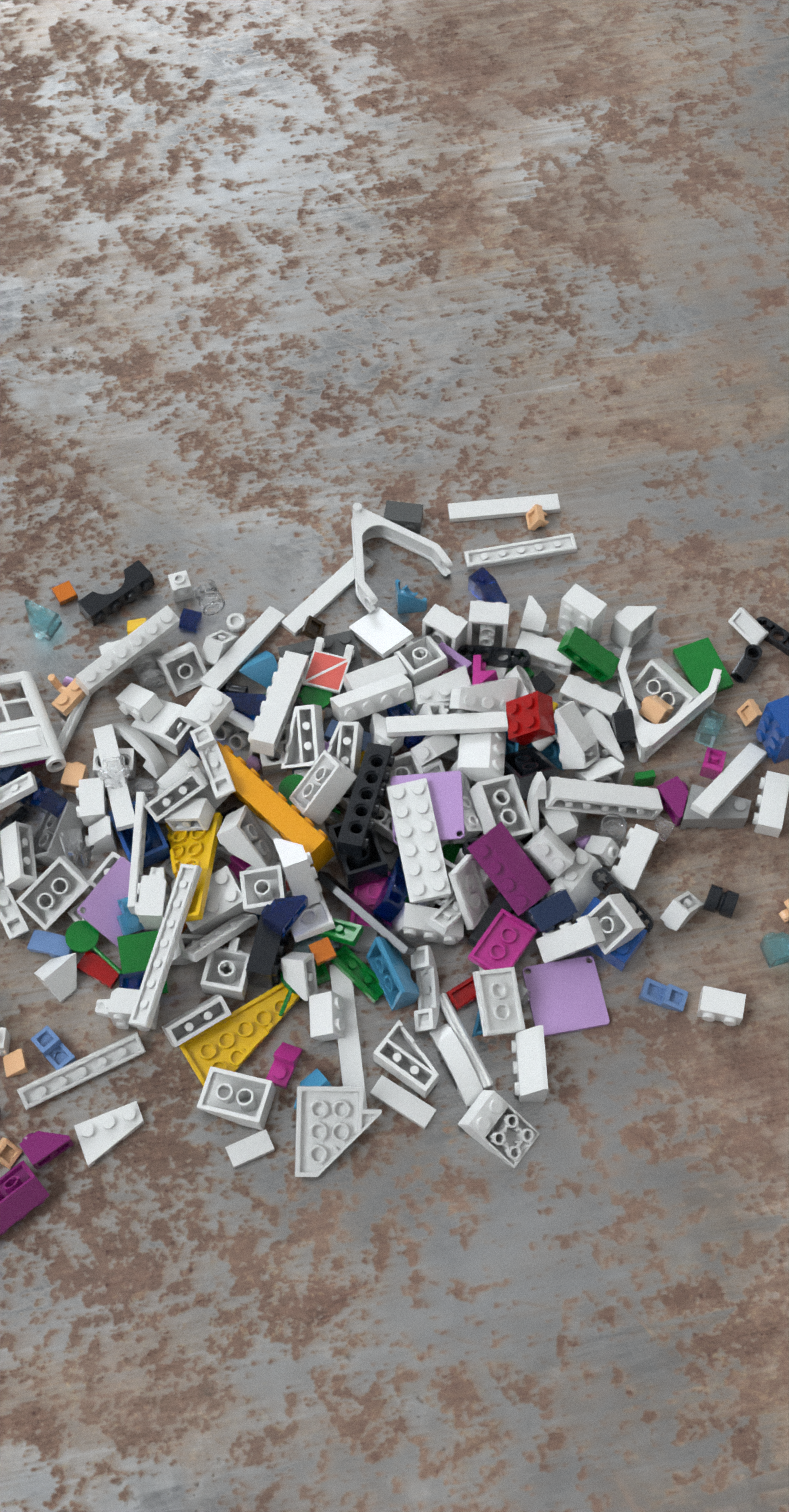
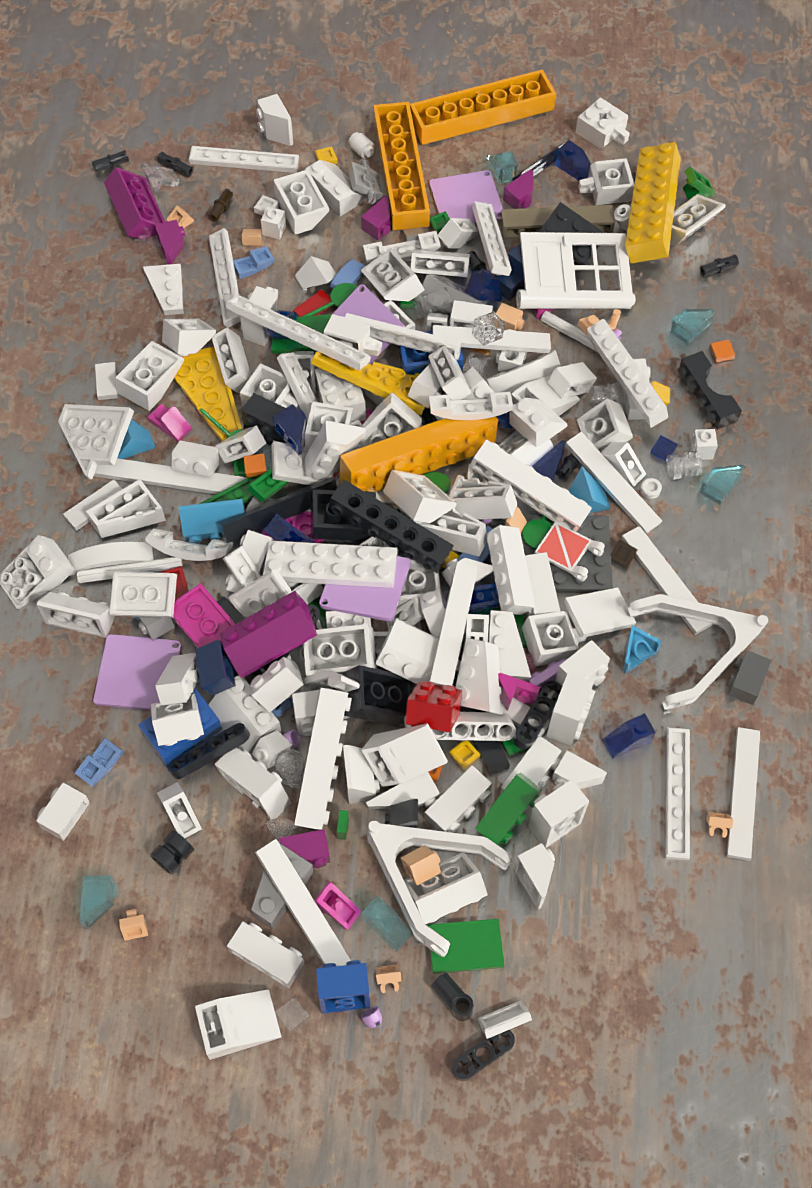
camera: 105 degrees right, 0 degrees up
(177, 1075) = (186, 335): none -> white slope
(217, 566) = (720, 482): none -> clear light blue slope

